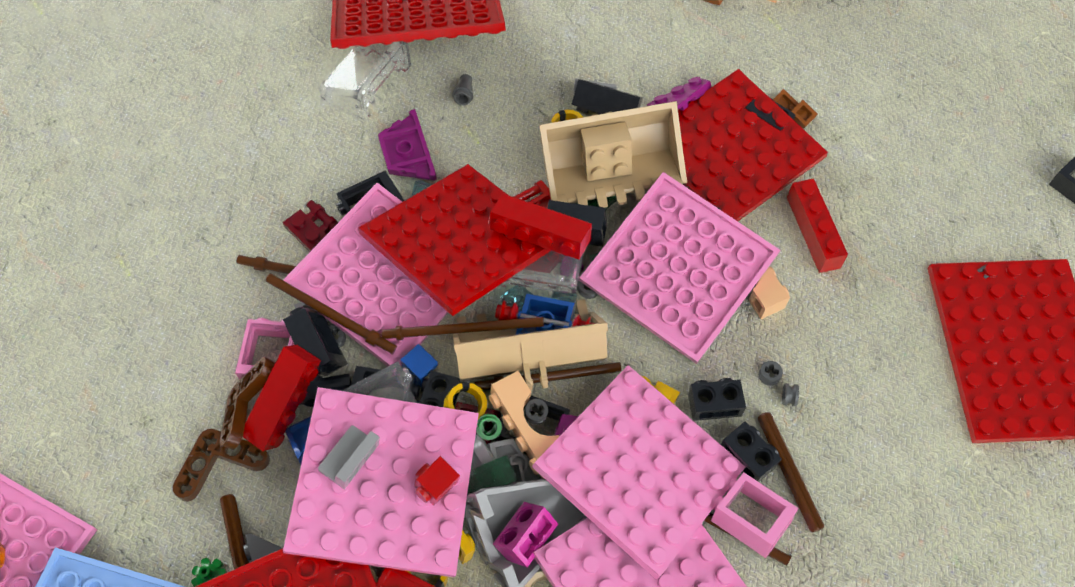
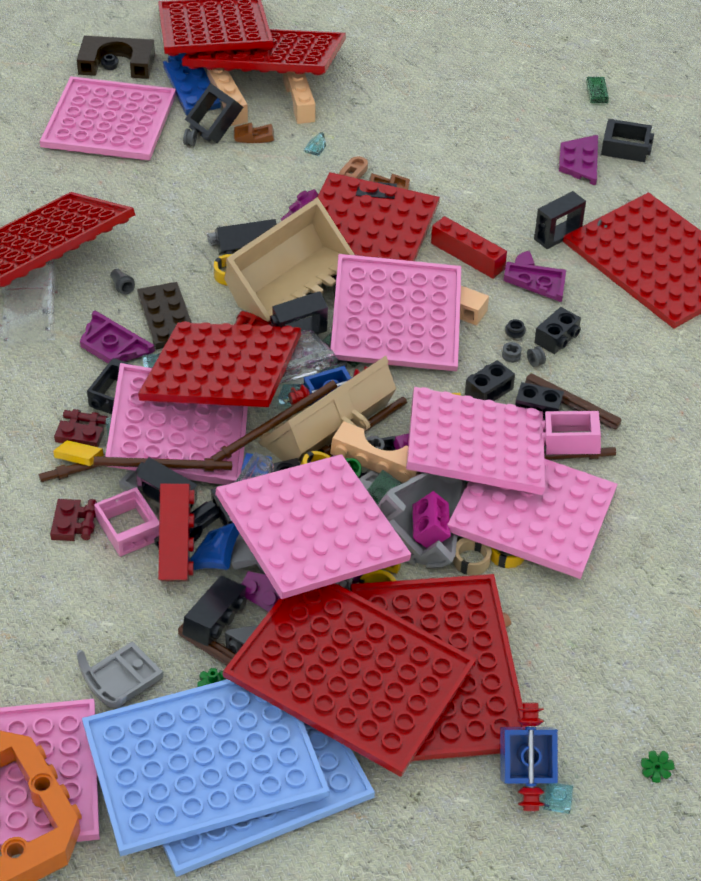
camera: 35 degrees left, 15 degrees down
(135, 516) = (120, 675): none -> light grey piece
(215, 451) = (146, 604): reddish brown beam -> none
(227, 316) = (66, 520): none -> dark red plate
(238, 400) = (144, 525): reddish brown beam -> none
(256, 502) = (214, 611): none -> black brick
(284, 252) = (77, 452): none -> yellow tile
(349, 456) = (281, 512): light grey panel -> none
(435, 480) = (353, 497): red brick -> none
(477, 141) = (162, 309): none -> dark brown plate
(540, 226) = (283, 322): red brick -> none
(606, 151) = (284, 261): tan brick -> none
(755, 30) = (316, 145): none -> clear light blue slope
(776, 73) = (356, 165): none -> nougat plate
(797, 343) = (515, 328): none -> black plate
(834, 372) = (557, 330): none -> black brick
(862, 301) = (537, 279): none -> magenta wing
(865, 271) = (525, 258): none -> magenta tile
(936, 244) = (551, 234): none -> black window
(1020, 177) = (580, 158): none -> magenta wing

